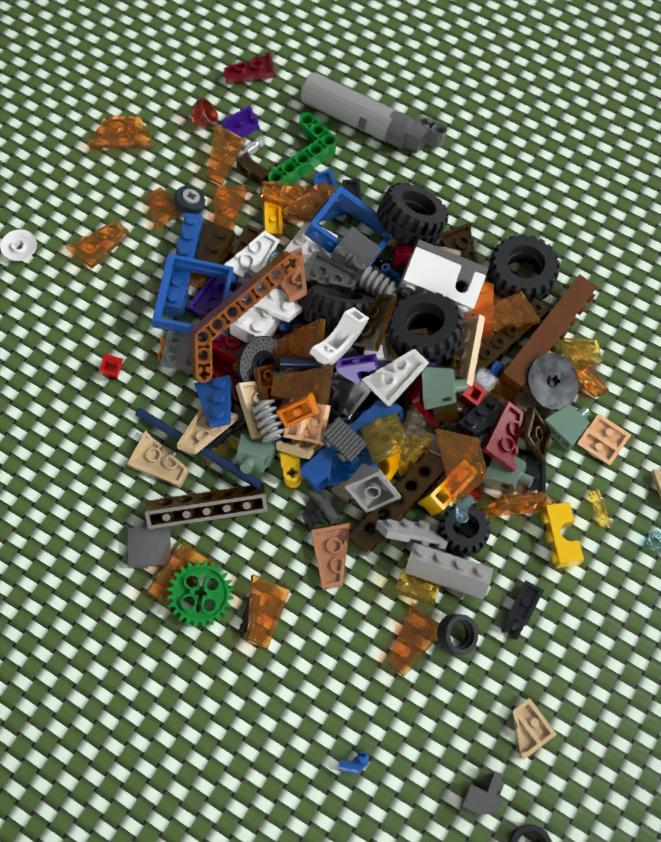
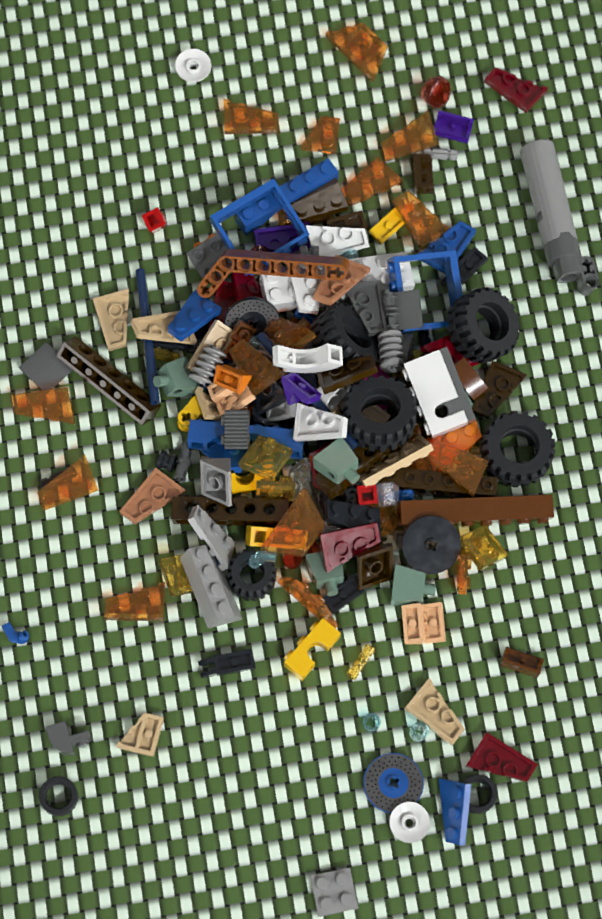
camera: 45 degrees right, 5 degrees up
(189, 200) = (340, 151): black wheel -> none
(218, 596) = (32, 416): green gear -> none
(310, 203) = (424, 240): clear orange wing -> none
(321, 148) = (472, 199): green beam -> none
(392, 274) = (414, 349): blue arm -> none
(444, 631) = (170, 645): black tyre -> none

